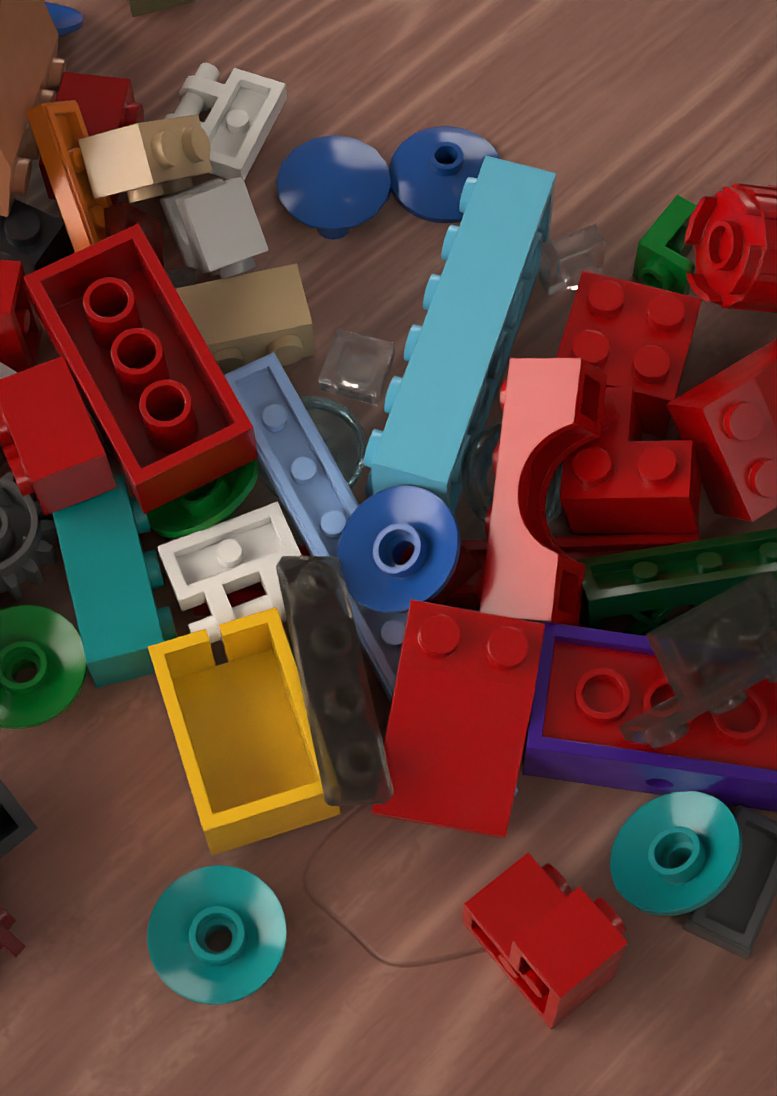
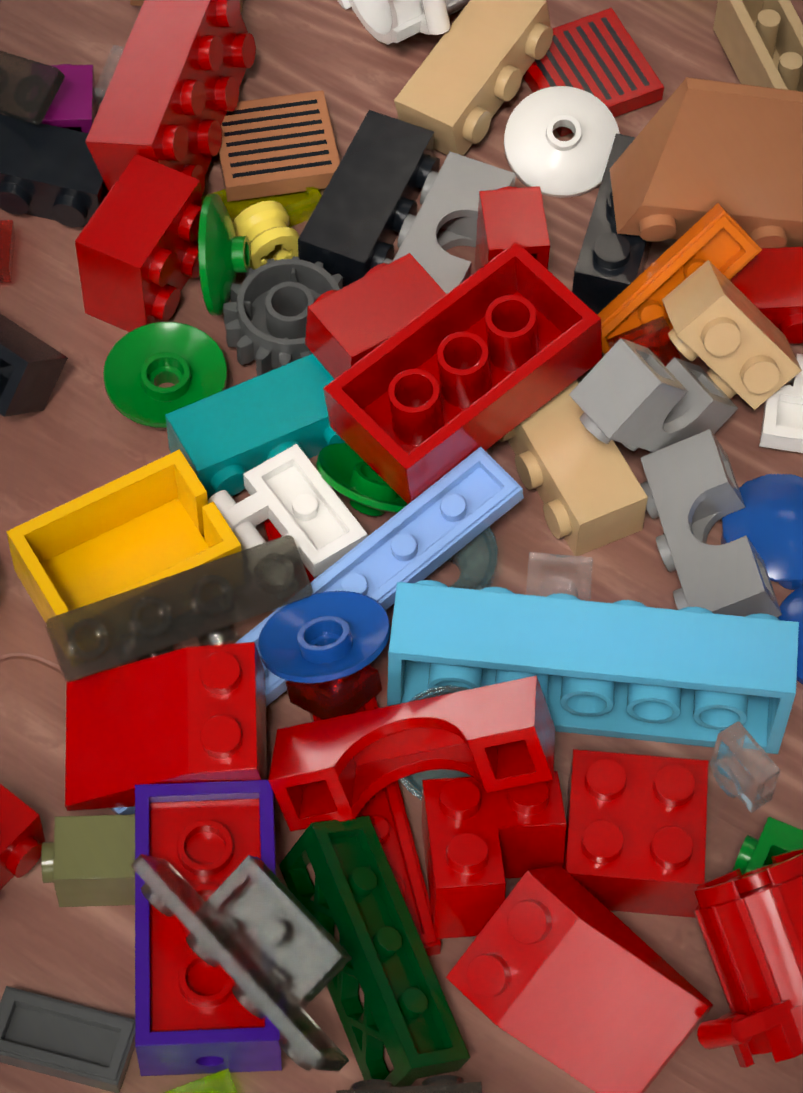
camera: 75 degrees right, 5 degrees down
(390, 239) = (689, 491): none -> light grey arch
(571, 816) = (91, 860): none -> olive brick
(662, 837) = (69, 959): teal dish -> none

